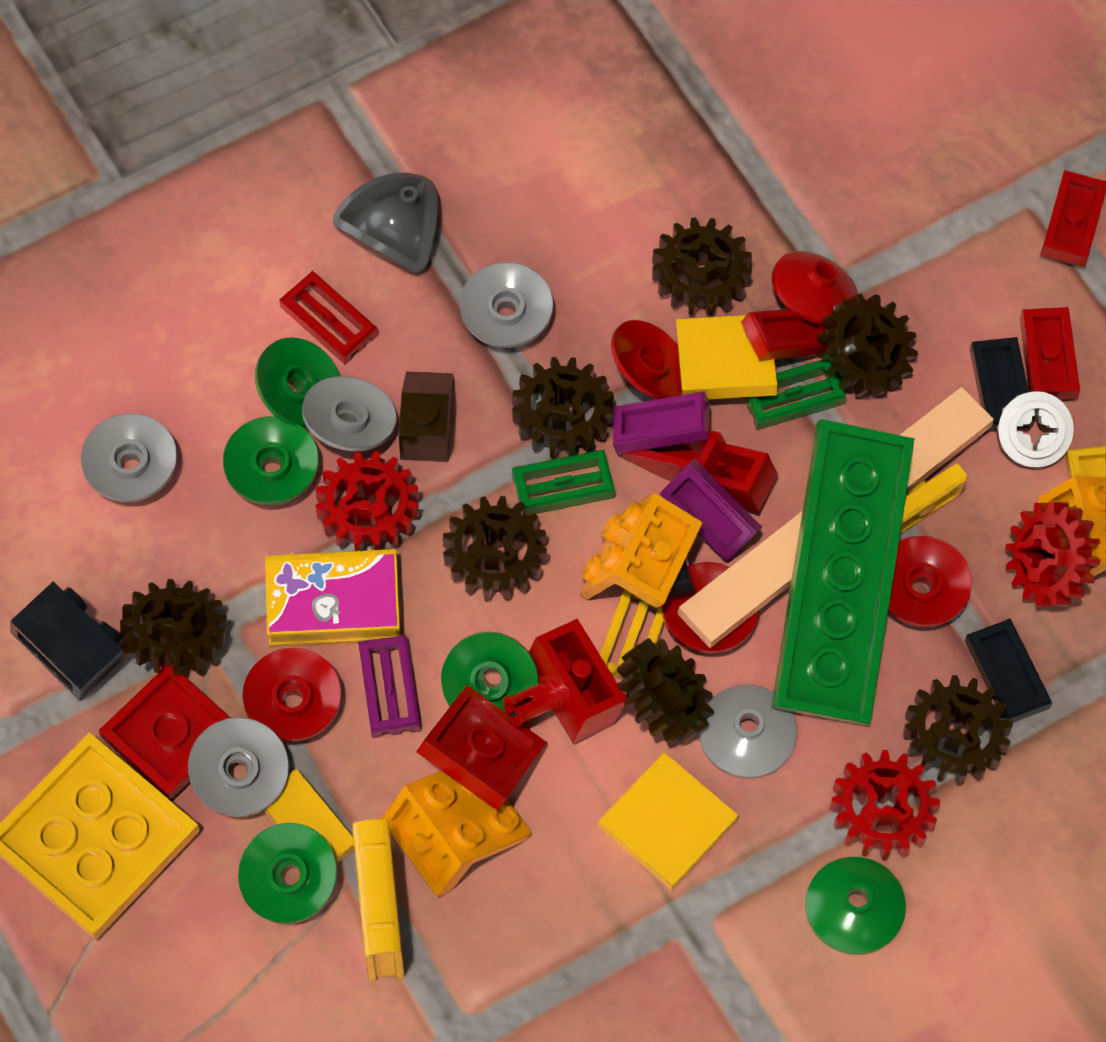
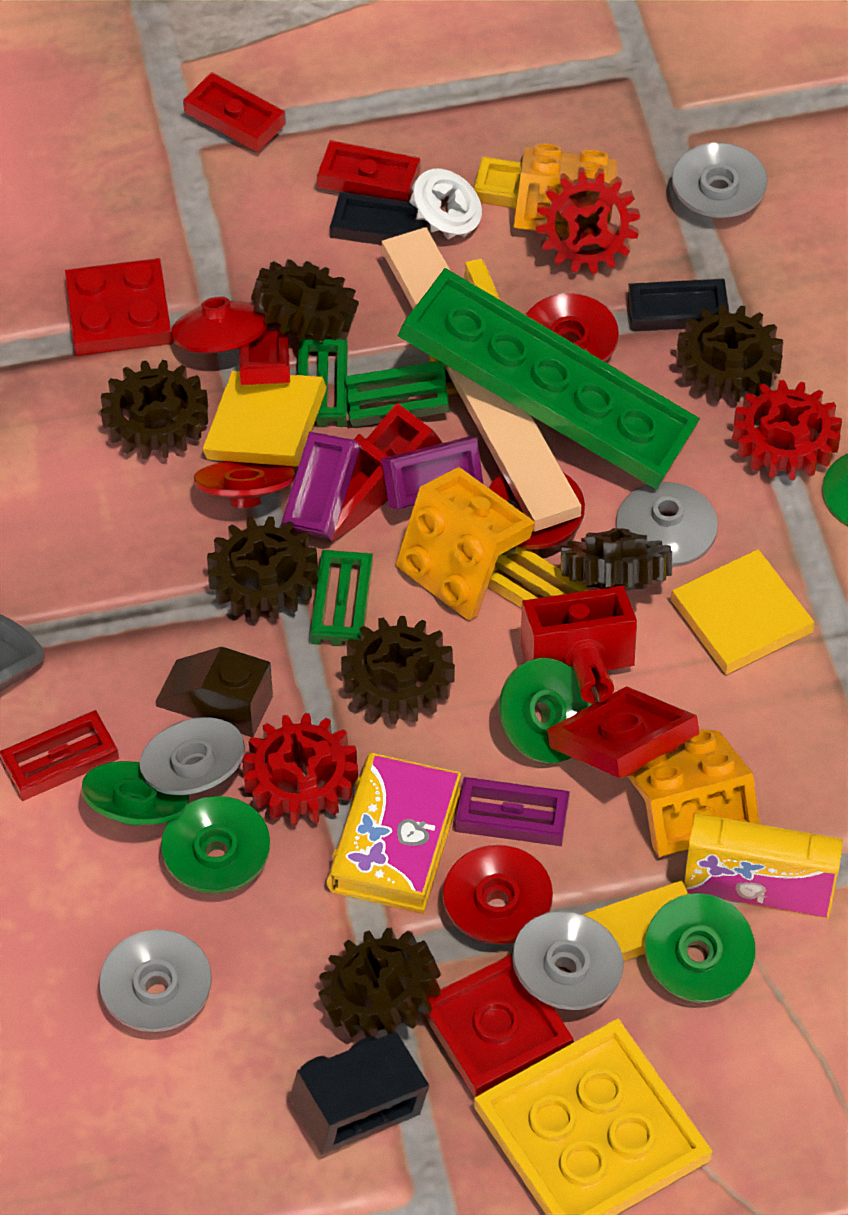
camera: 70 degrees left, 10 degrees down
(506, 287) = (122, 568): light grey dish -> none
(781, 427) = (397, 385): none -> green tile
(812, 201) = (118, 307): none -> red plate

